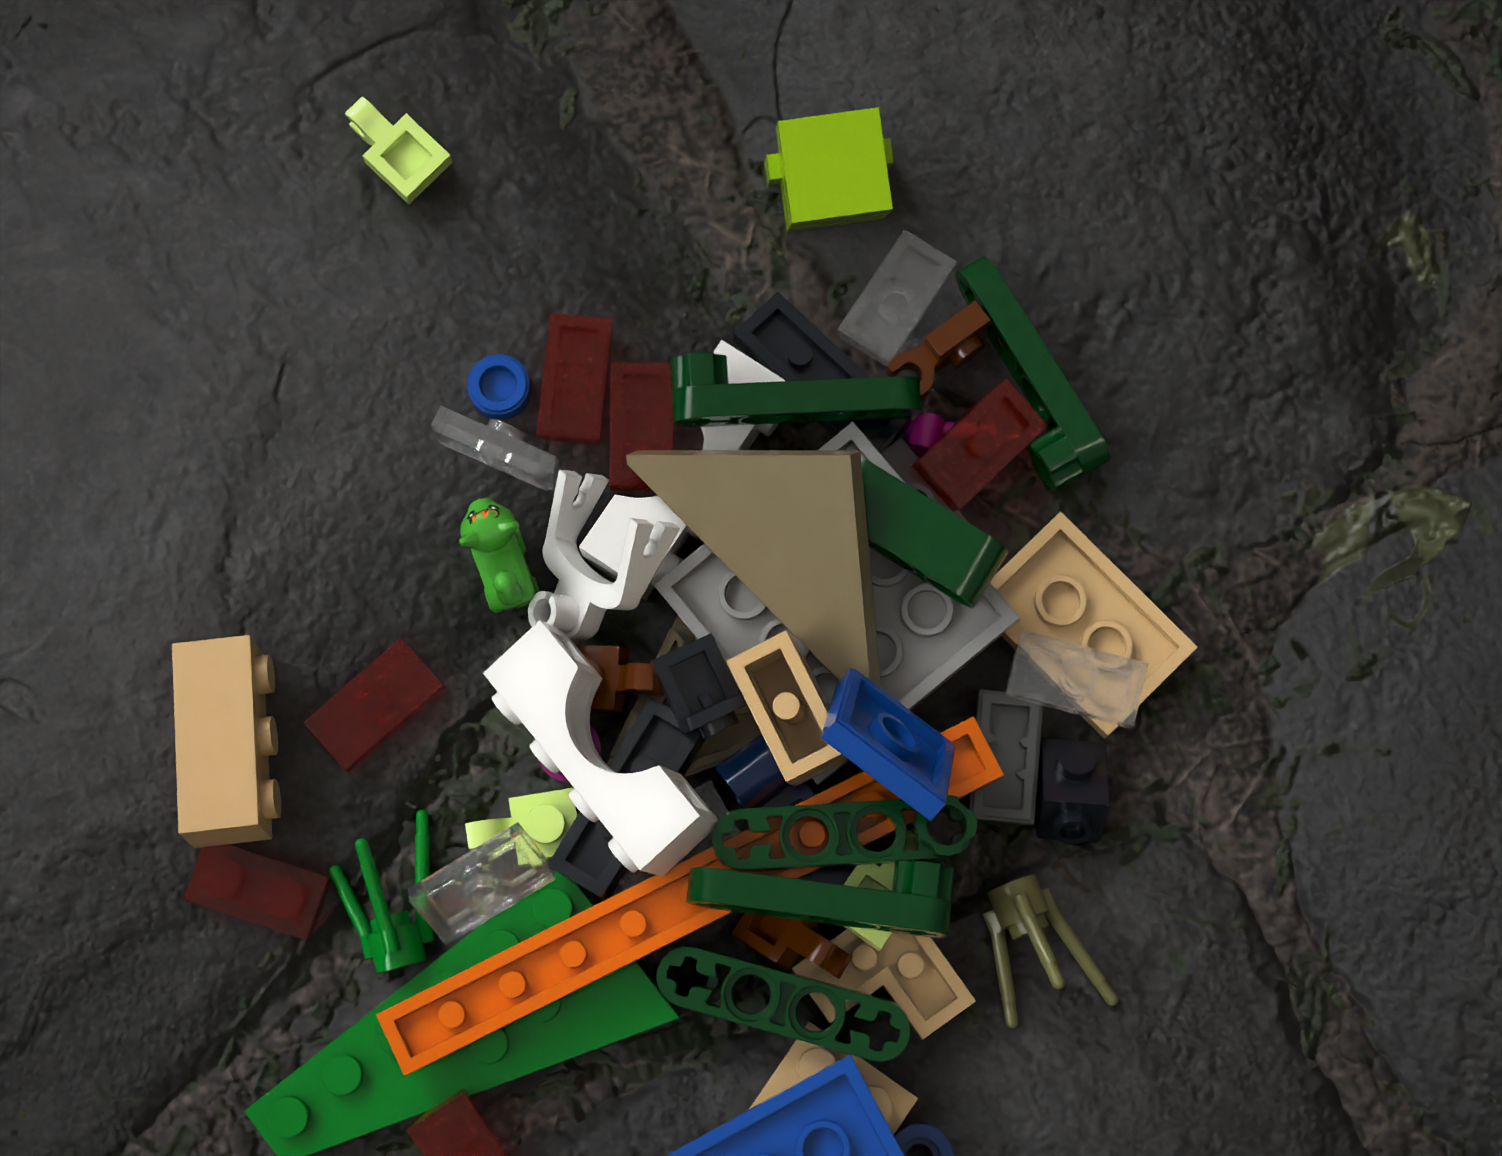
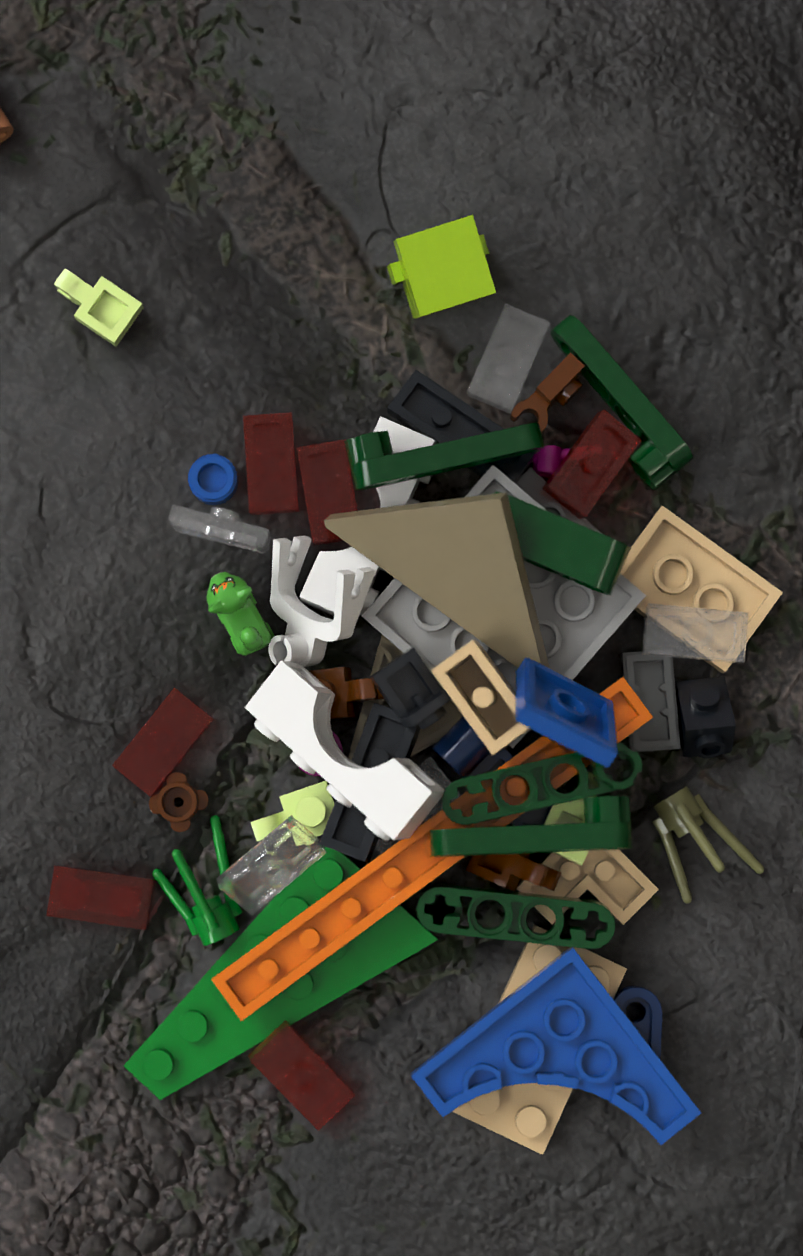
camera: 10 degrees left, 5 degrees up
(224, 741) = (55, 791): tan brick -> none
(361, 780) = (164, 804): none -> reddish brown plate

